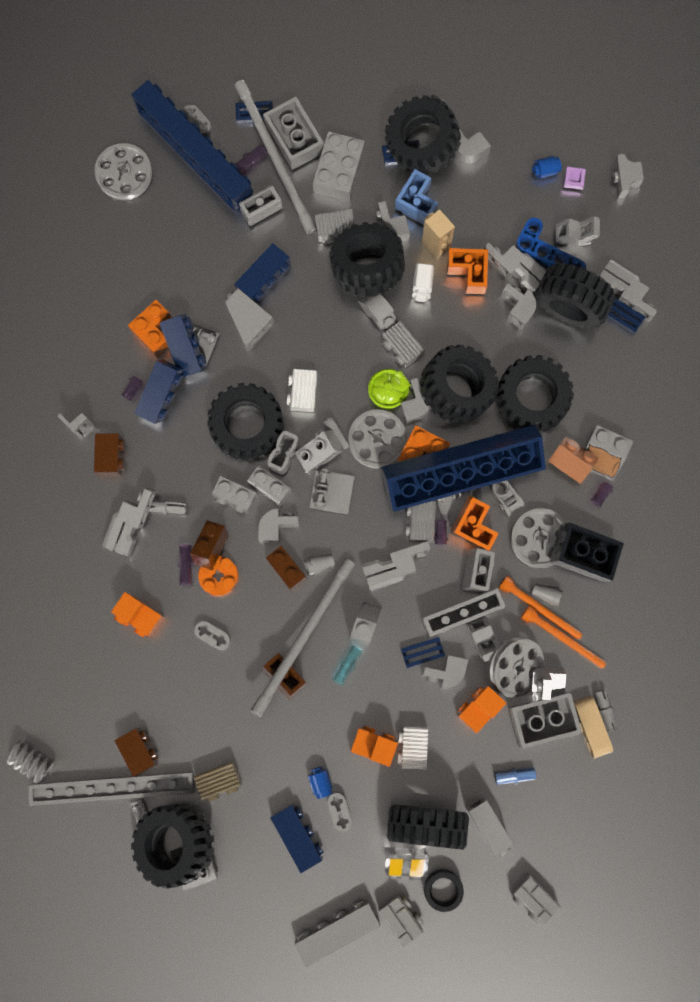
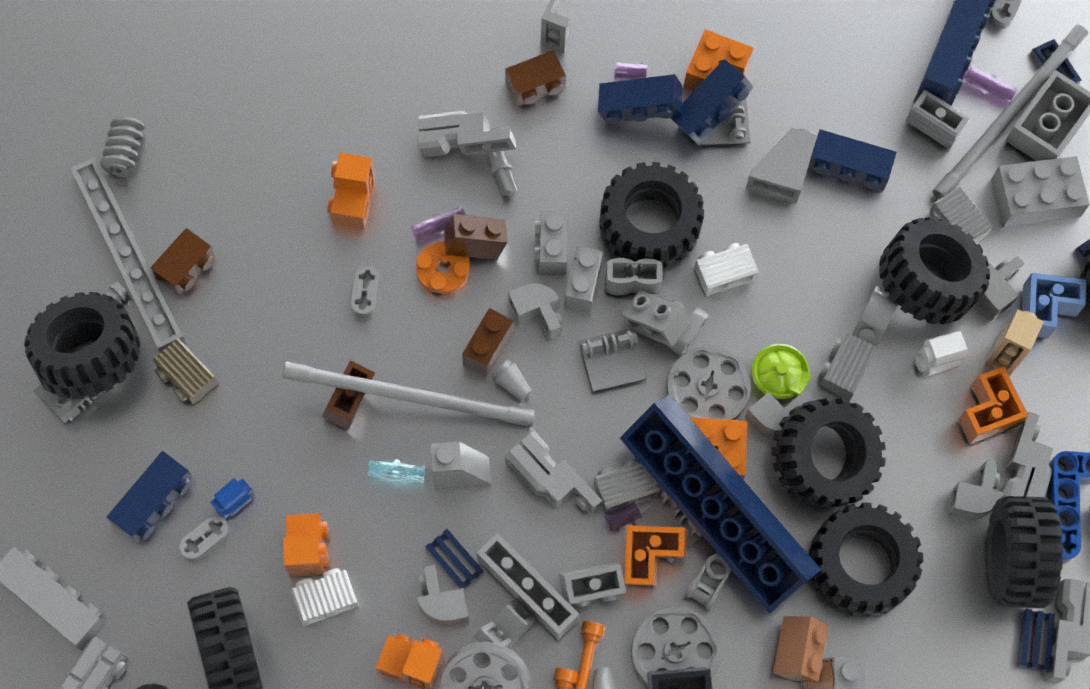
camera: 60 degrees right, 10 degrees down
(406, 862) = (169, 643): clear slope -> none

